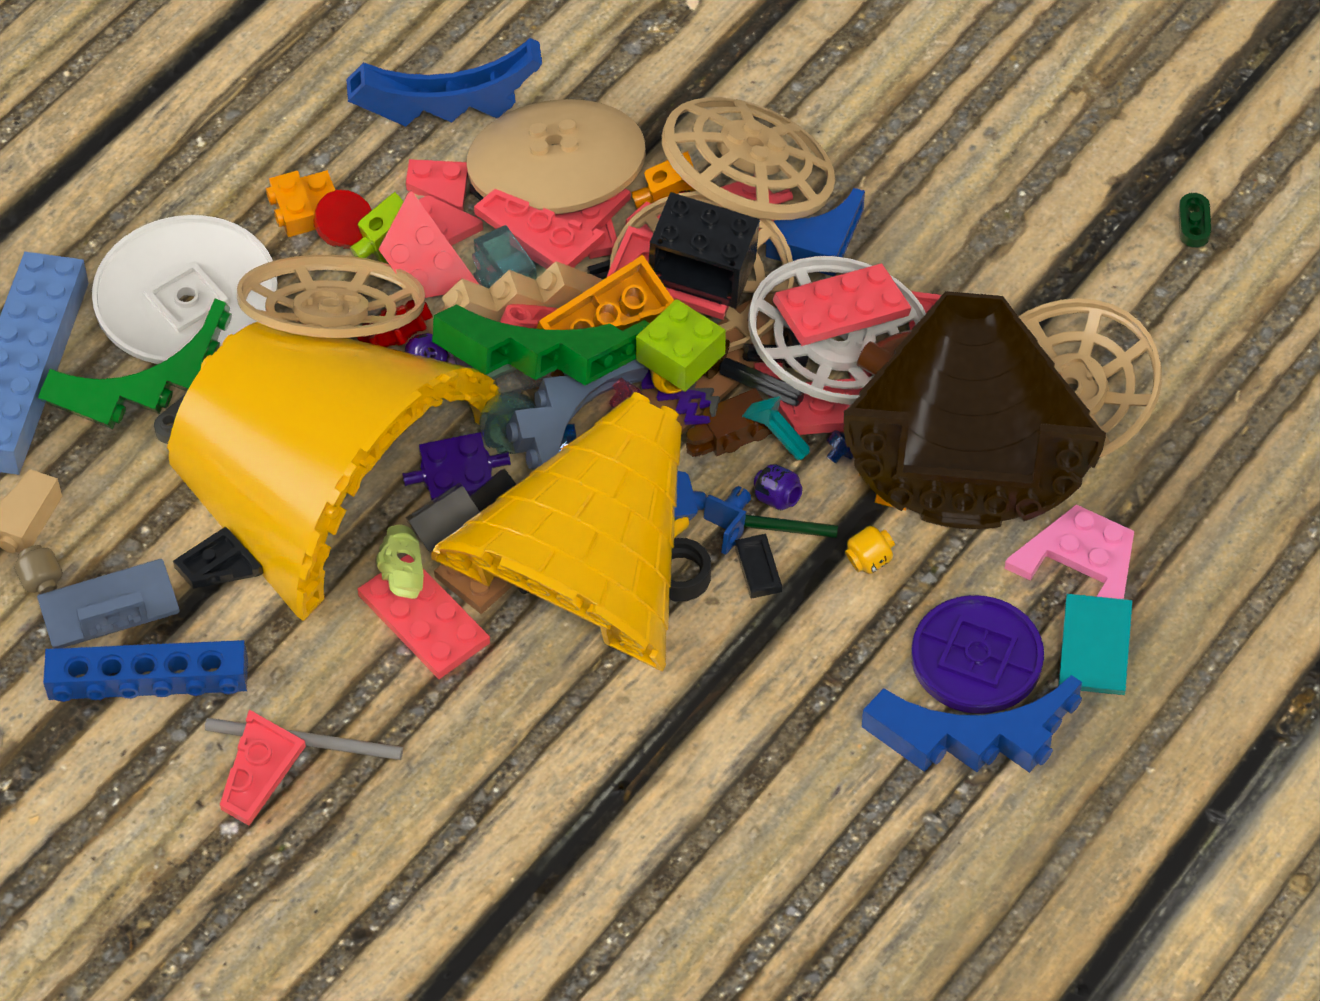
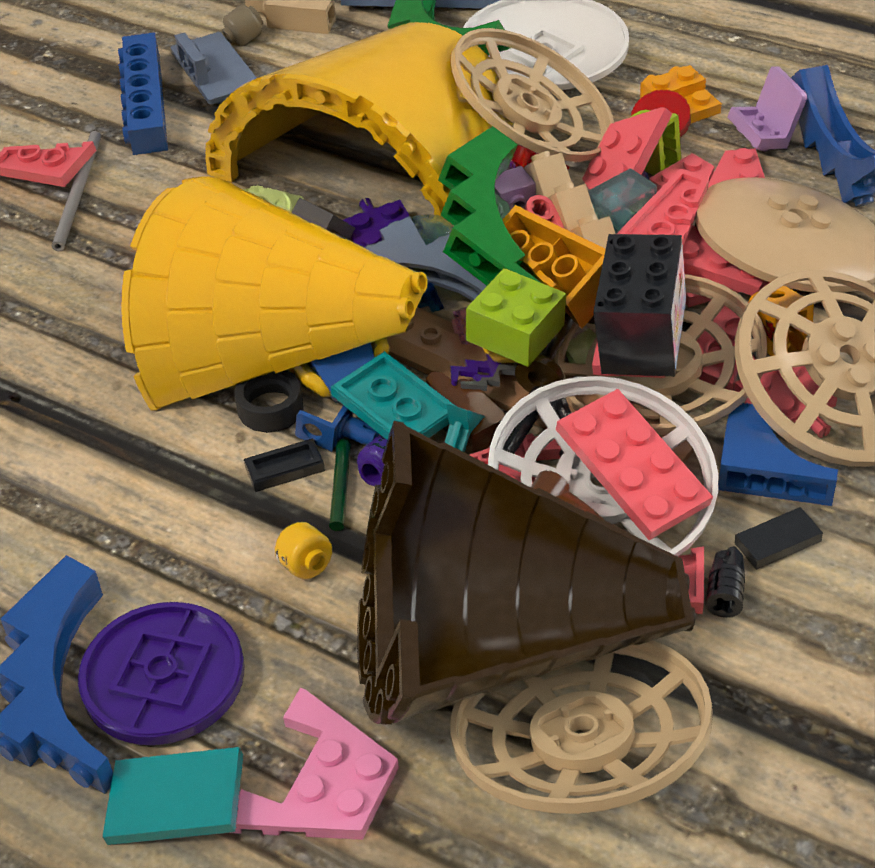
camera: 85 degrees right, 10 degrees down
(374, 130) = (775, 114): none -> lavender bracket
(732, 460) = (390, 392): none -> teal tile
(897, 246) = (778, 538): none -> black tile
(929, 281) = (726, 583): none -> black hinge

